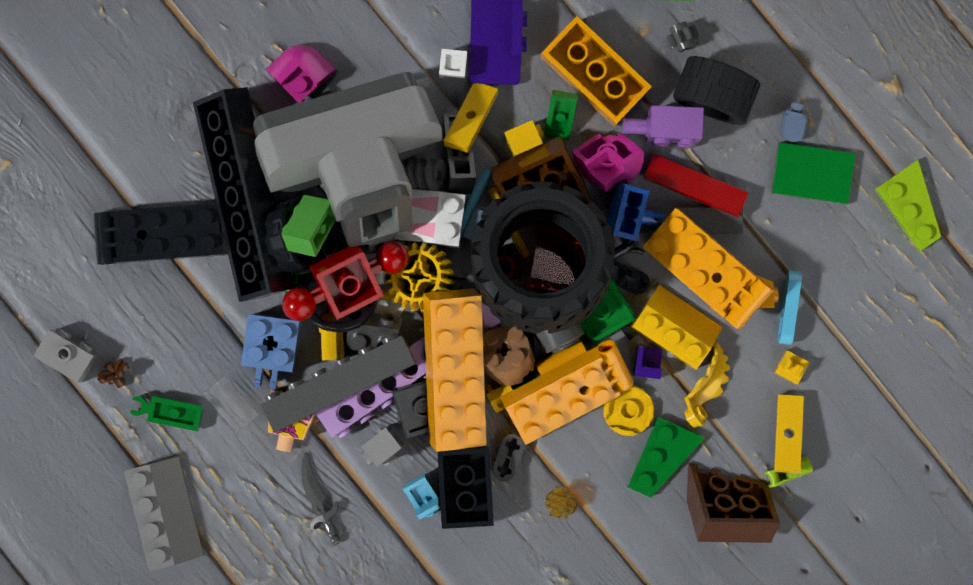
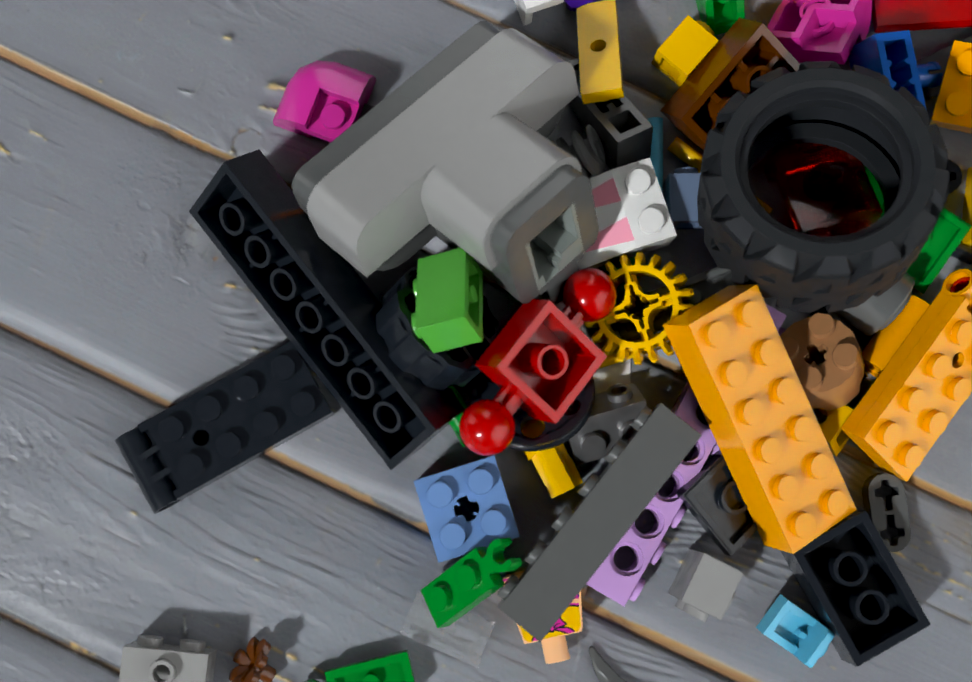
camera: 30 degrees left, 5 degrees down
(251, 383) = (468, 582): none -> green plate

